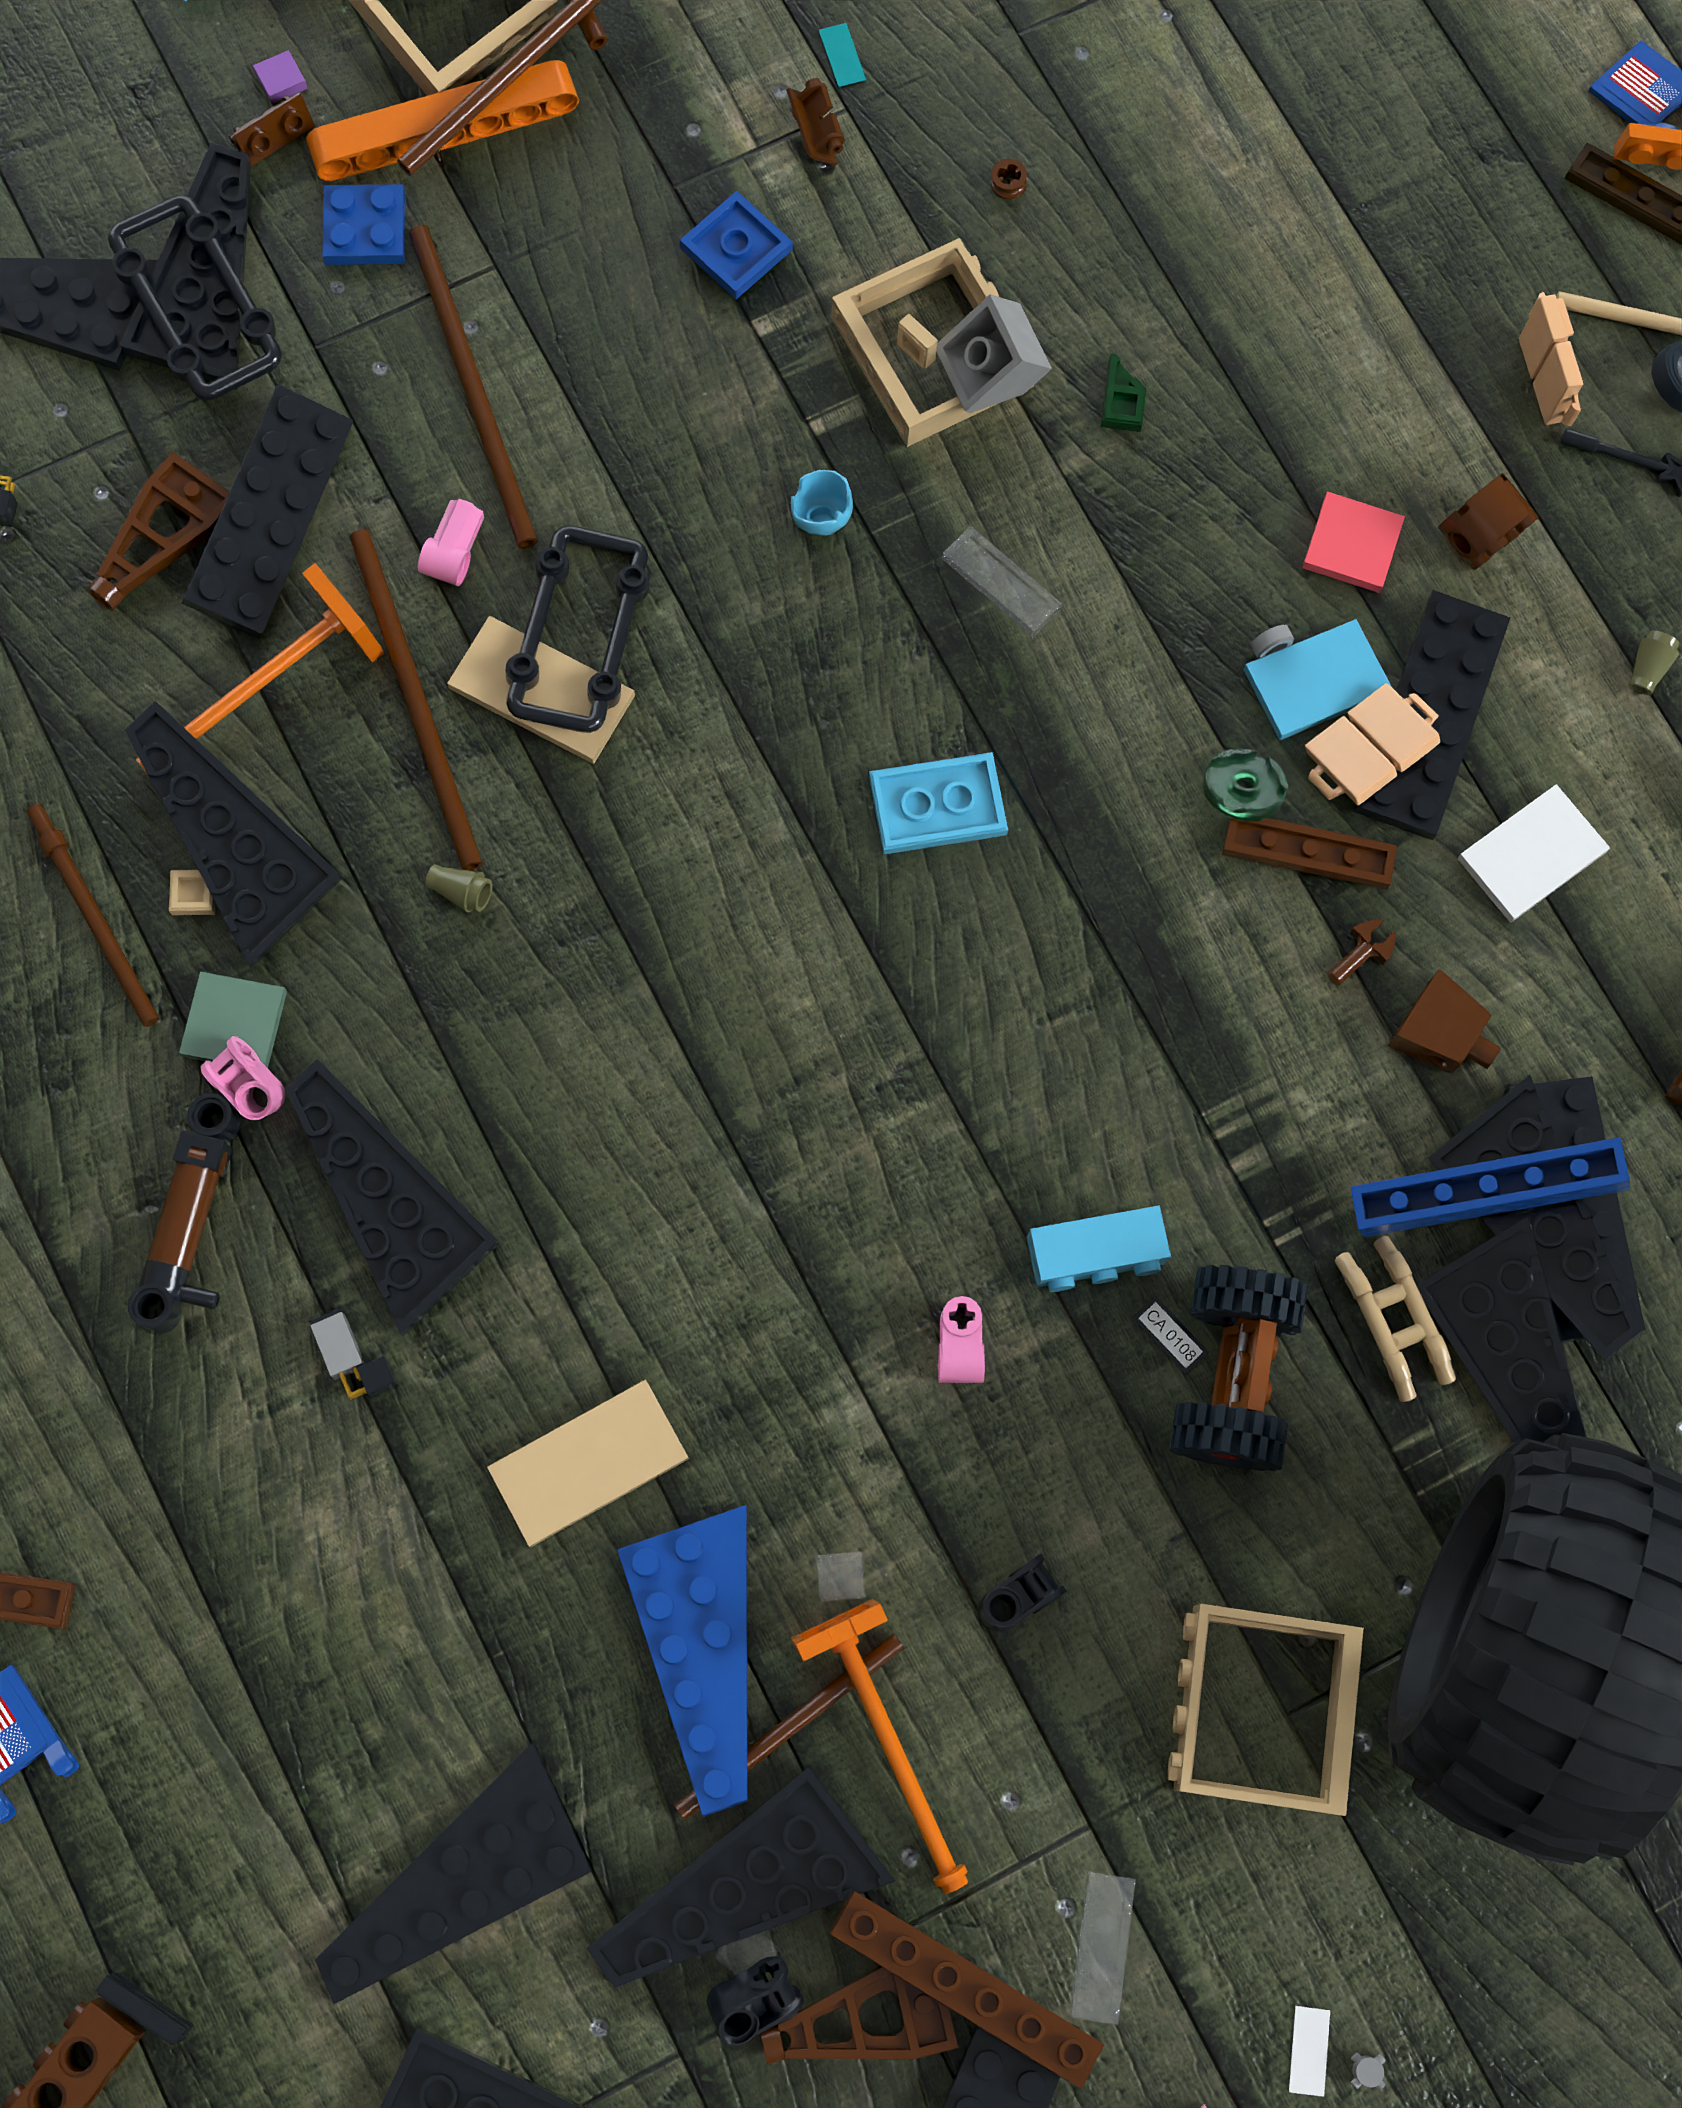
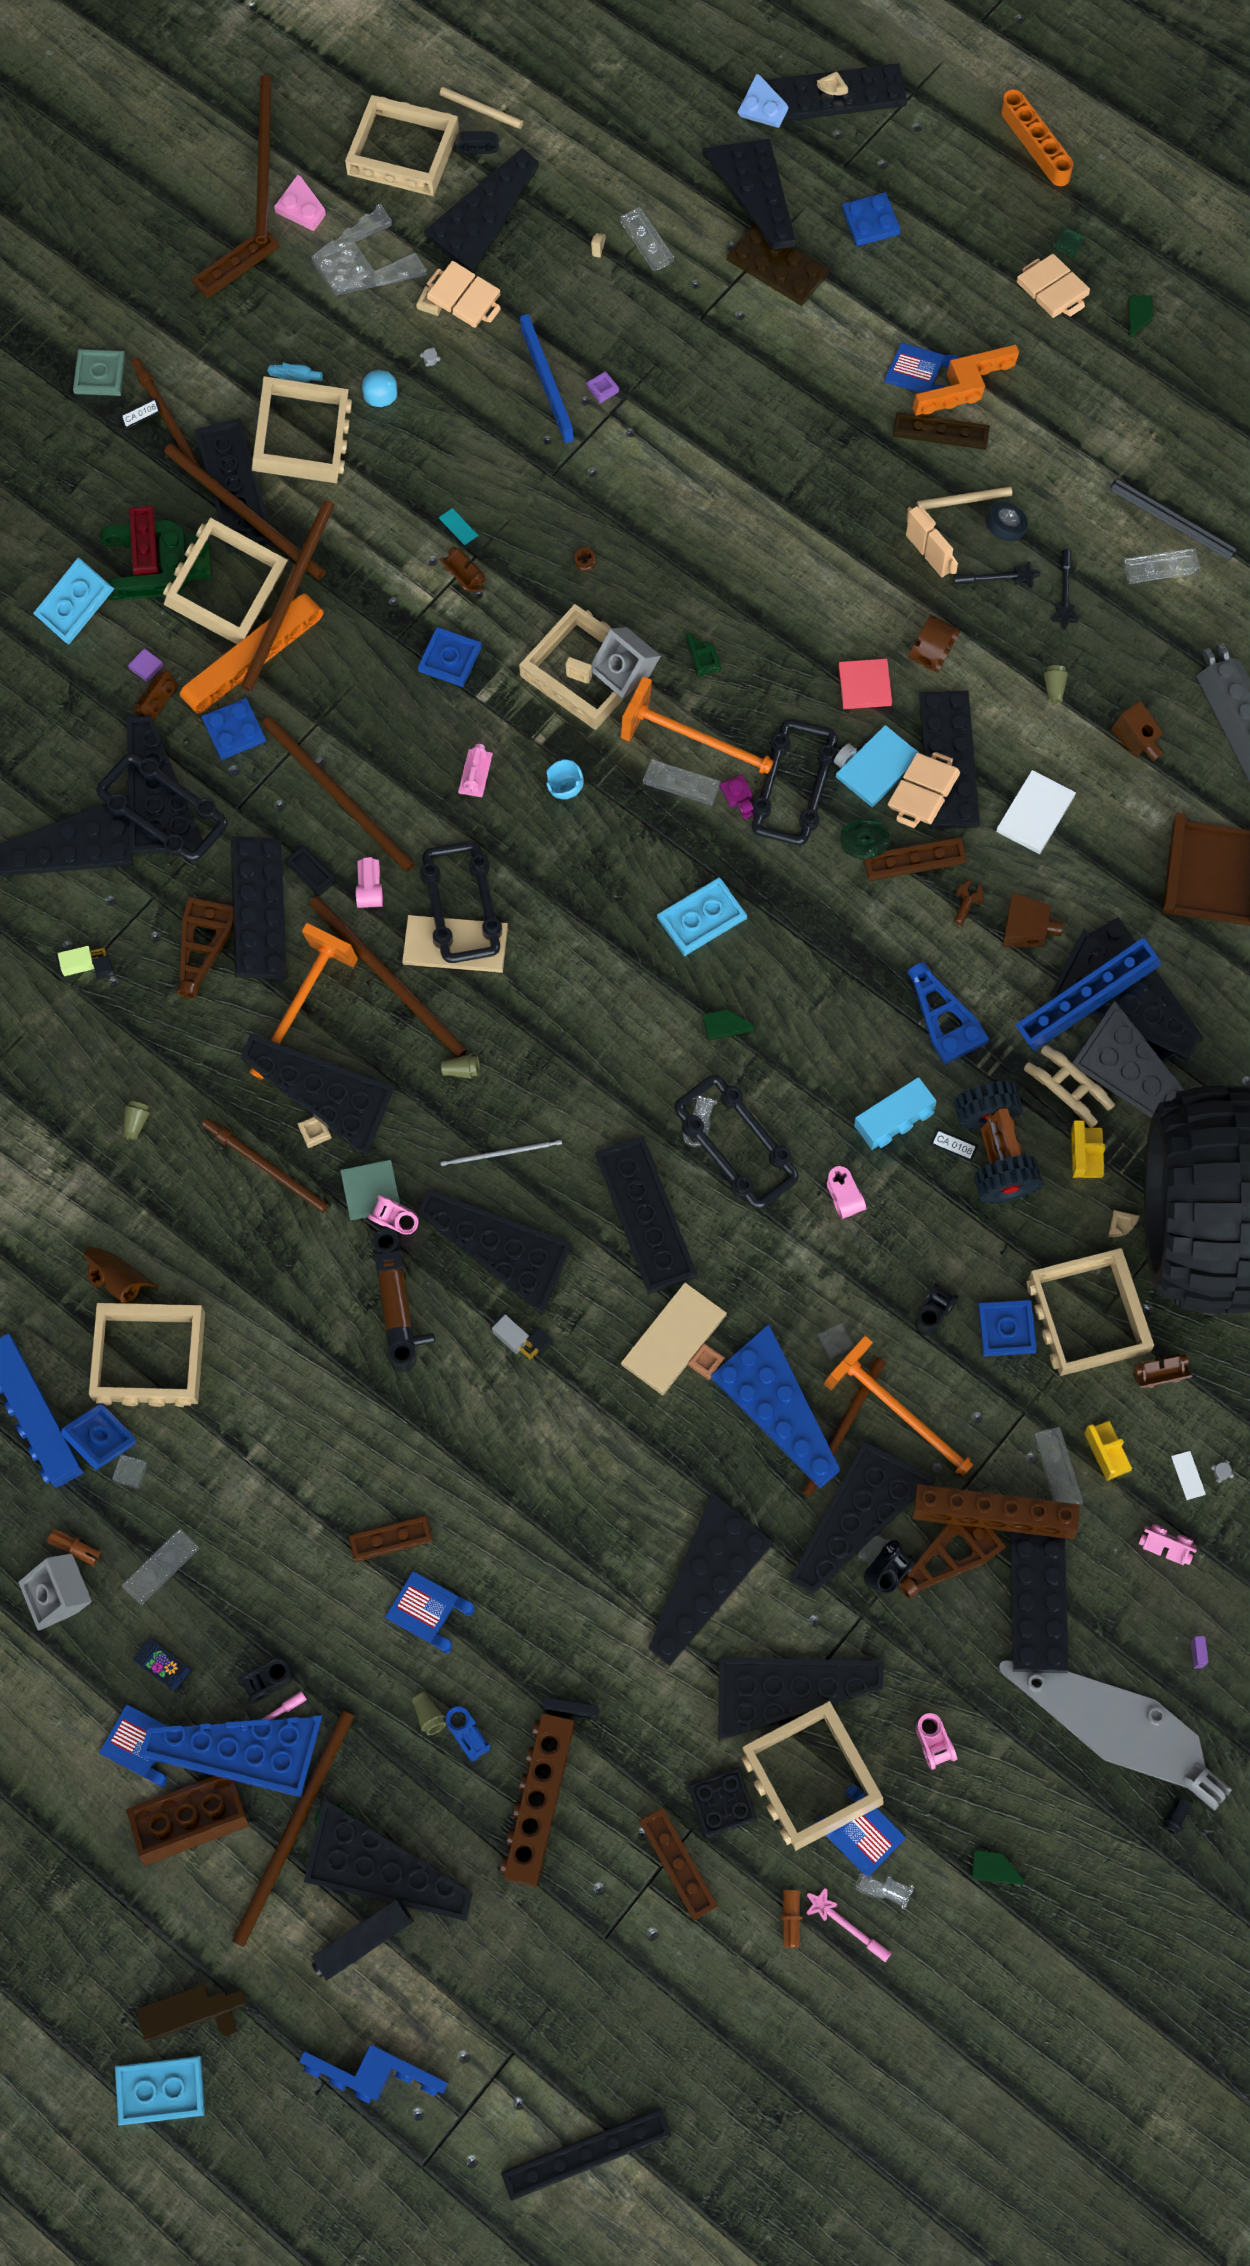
camera: 15 degrees left, 5 degrees down
(377, 487) = (310, 870): none -> black tile
(460, 1047) = (501, 1152): none -> light grey piece
(622, 1521) = (706, 1361): none -> nougat tile
(633, 1244) = (645, 1215): none -> black plate
(694, 436) = (475, 771): none -> bright pink hinge
(787, 1126) = (703, 1109): none -> clear connector
(883, 1238) = (732, 1098): none -> black bar
(896, 989) = (725, 1024): none -> dark green tile
(981, 440) = (639, 709): none -> orange tile
(1080, 633) = (738, 794): none -> magenta plate
(1122, 1677) = (1007, 1328): none -> blue plate
(1174, 716) = (808, 818): none -> black bar
(1196, 1953) = (1108, 1450): none -> yellow panel
(1247, 1171) = (957, 1042): none -> blue plate
(1324, 1860) = (1150, 1374): none -> reddish brown hinge
(1378, 1437) = (1087, 1151): none -> yellow panel
(1382, 1580) = (1122, 1223): none -> tan tile

